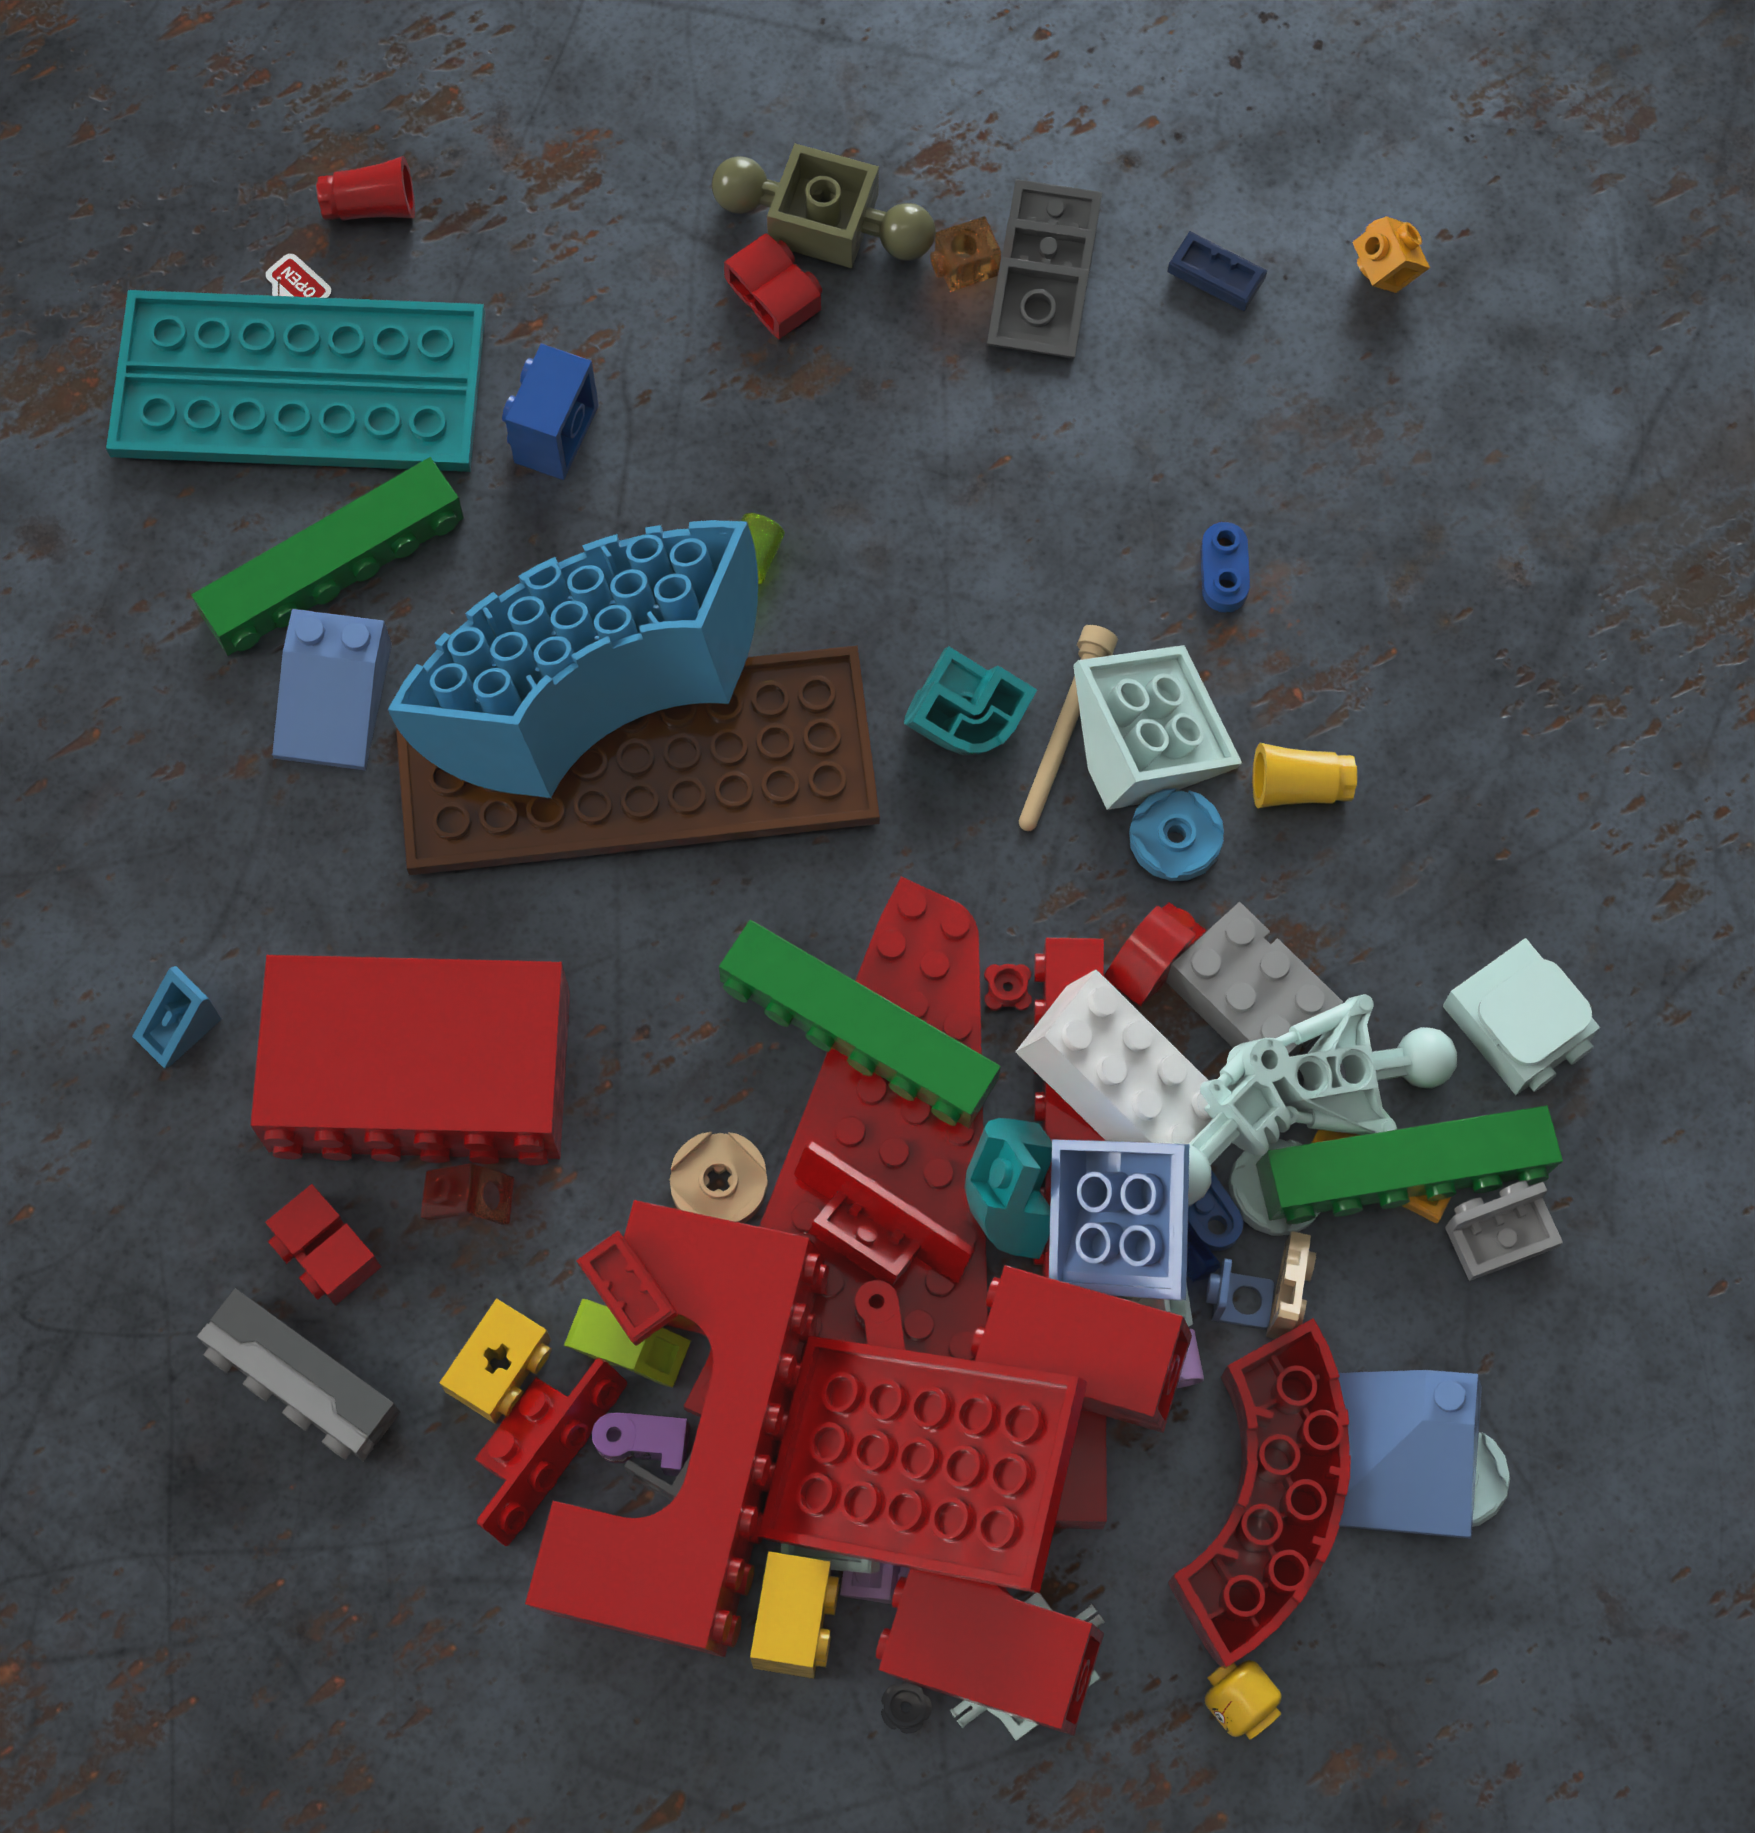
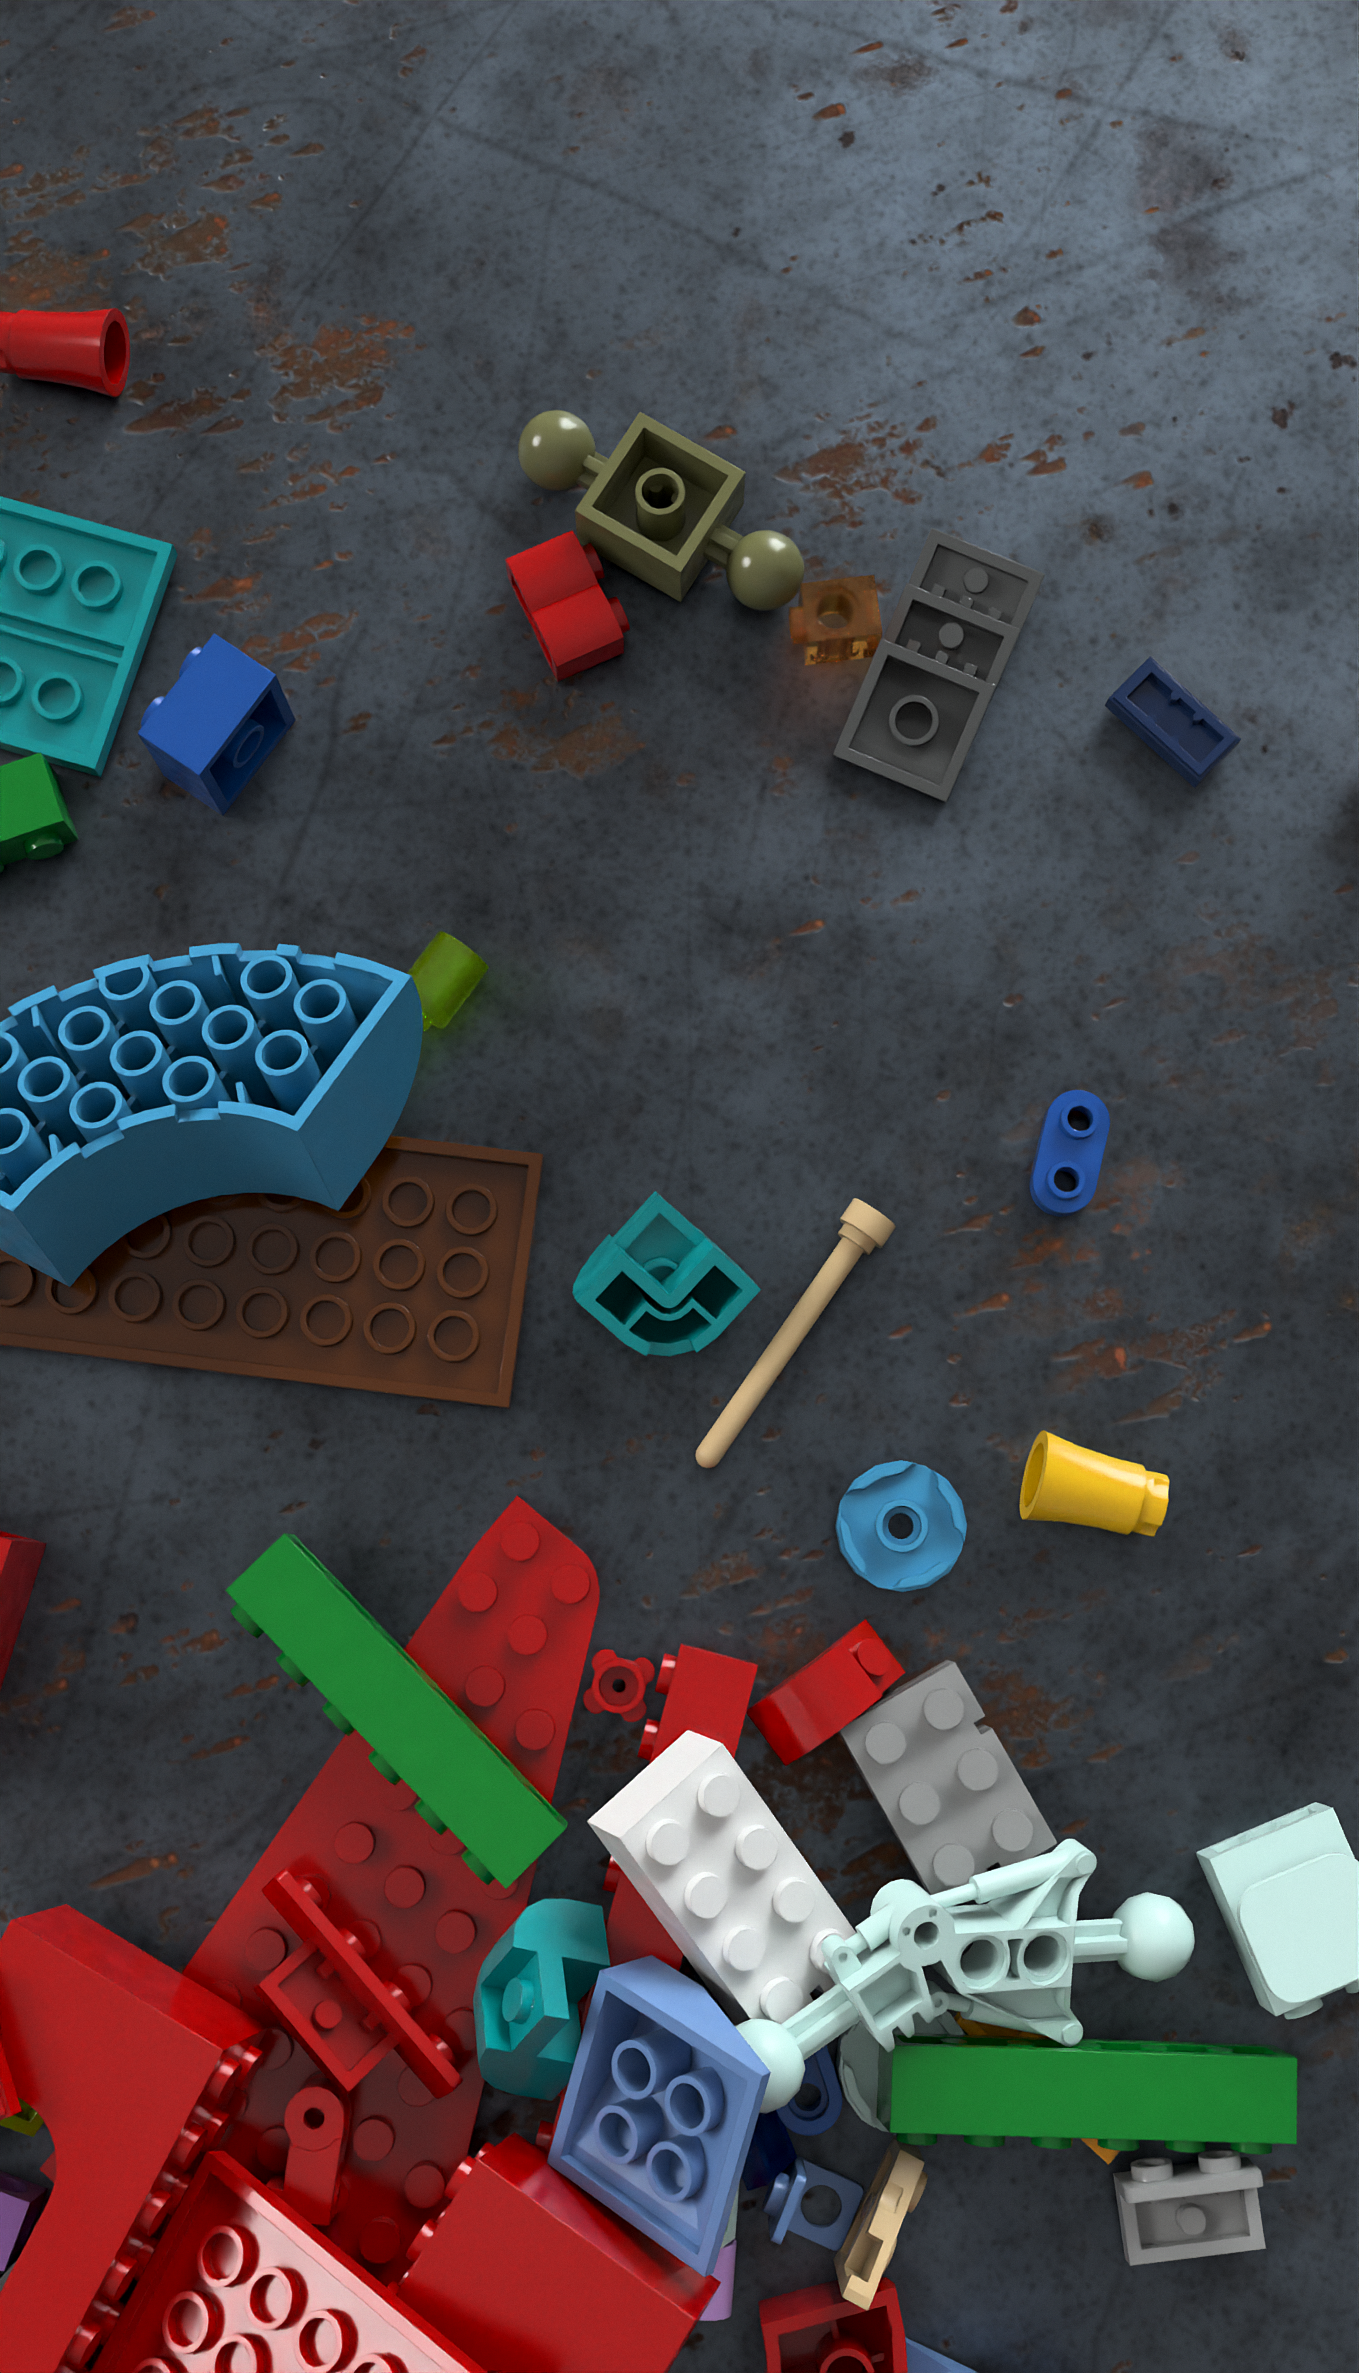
camera: 15 degrees right, 10 degrees up
(719, 1153) = (129, 1851): tan plate -> none
(1149, 725) = (905, 1362): light aqua slope -> none

